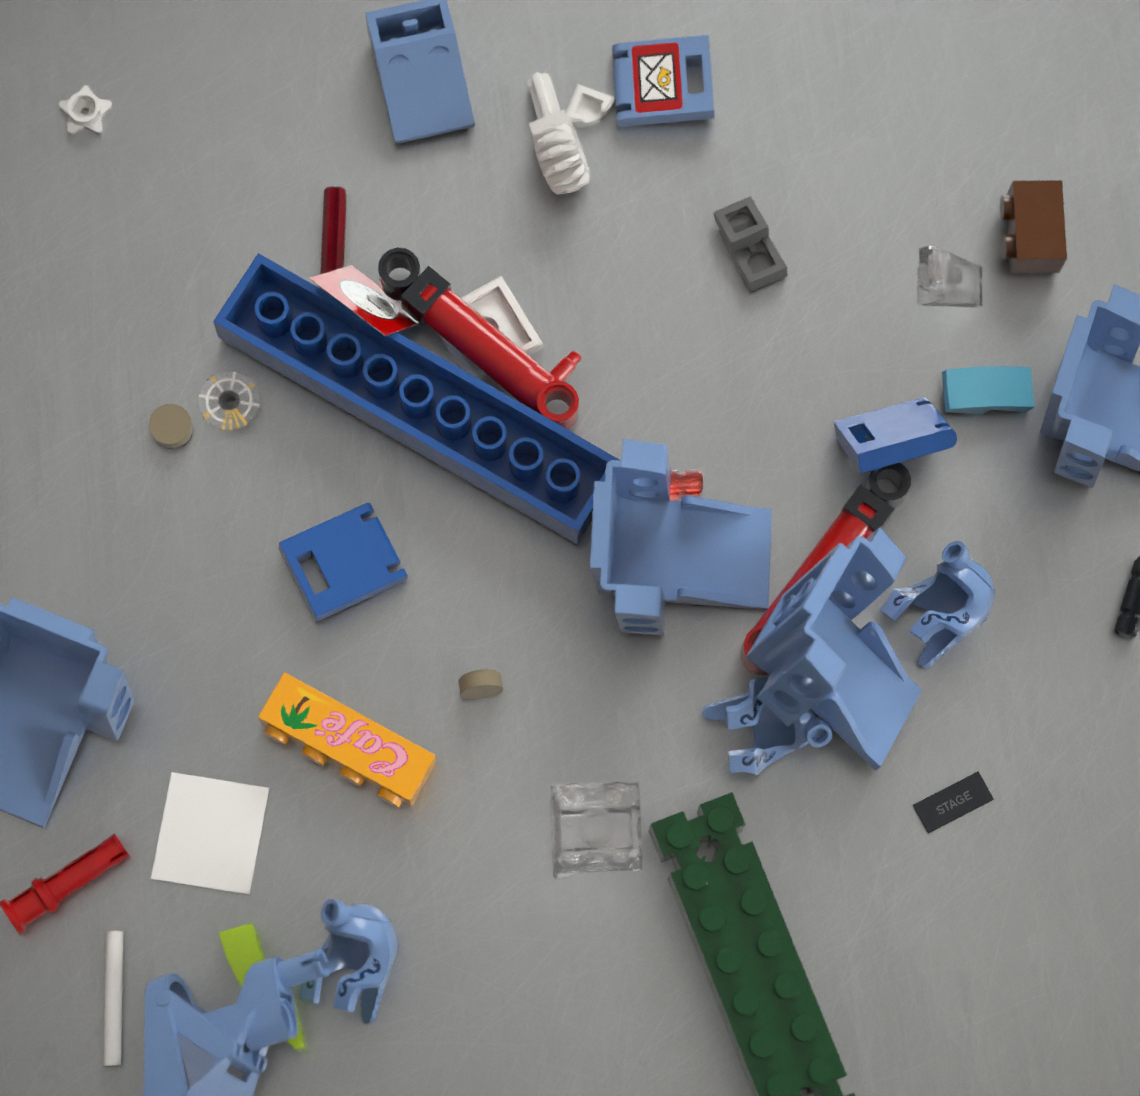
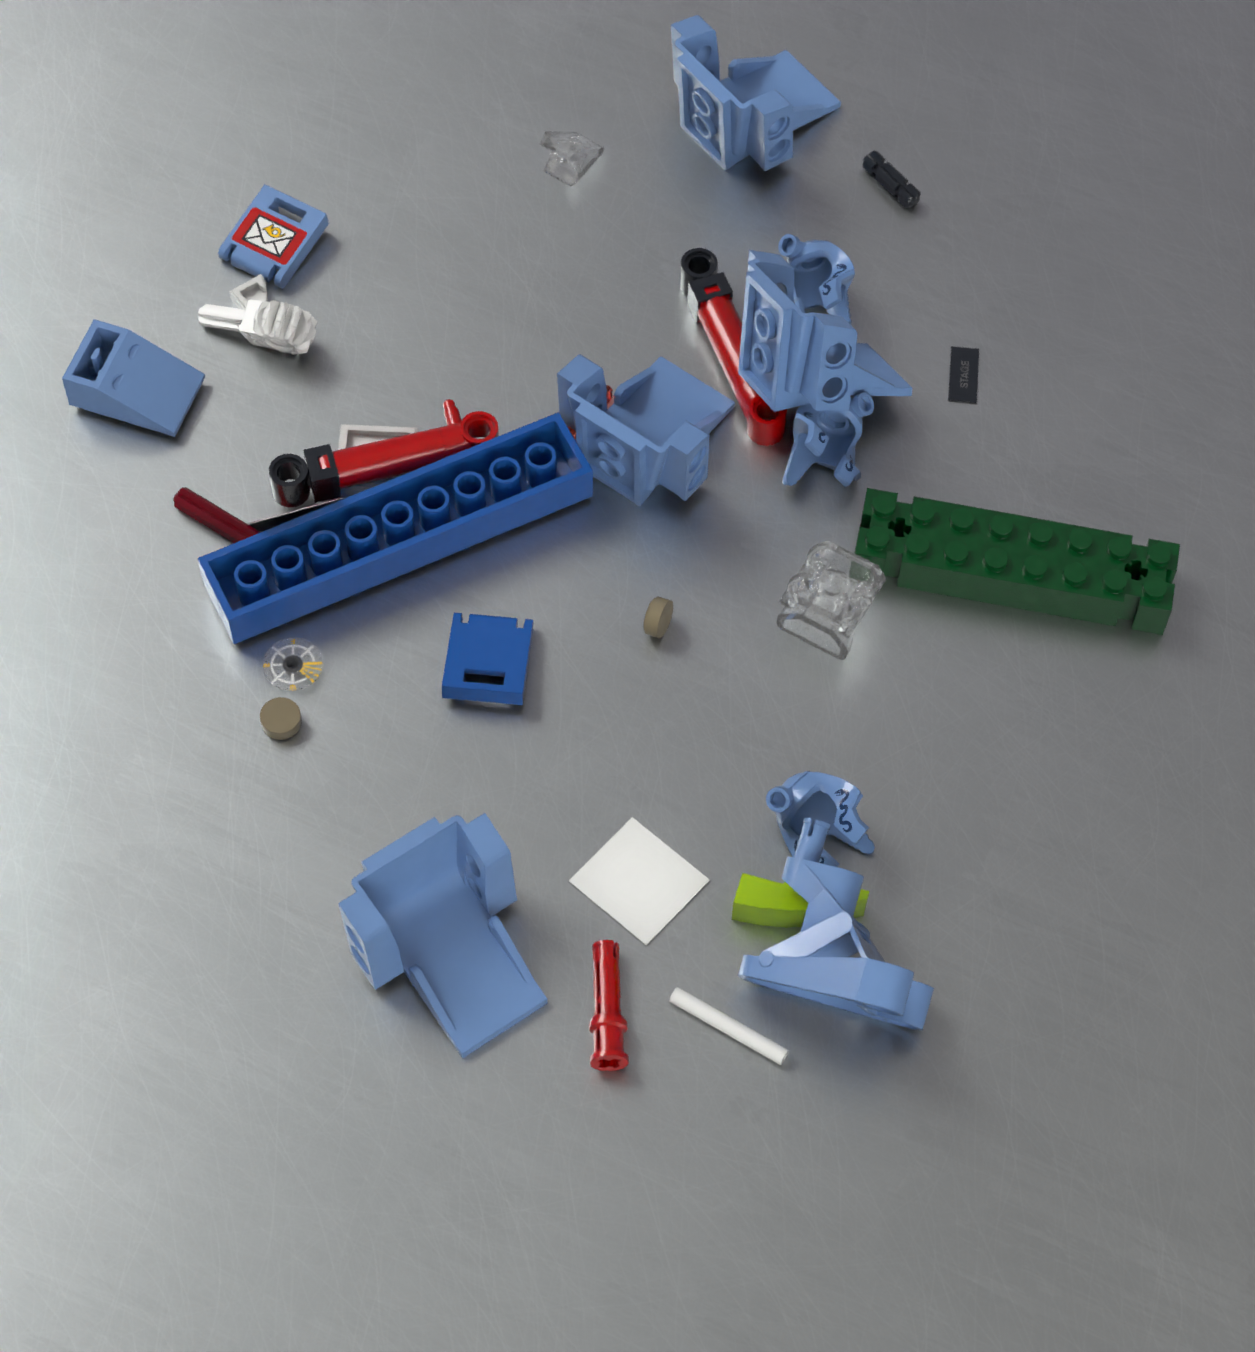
camera: 55 degrees left, 15 degrees down
(347, 740) = (637, 732): light orange brick -> none
(749, 244) = (436, 256): dark grey slope -> none
(895, 434) = (666, 235): container -> none
(988, 388) = (670, 176): medium azure slope -> none
(1034, 226) = (574, 77): reddish brown brick -> none

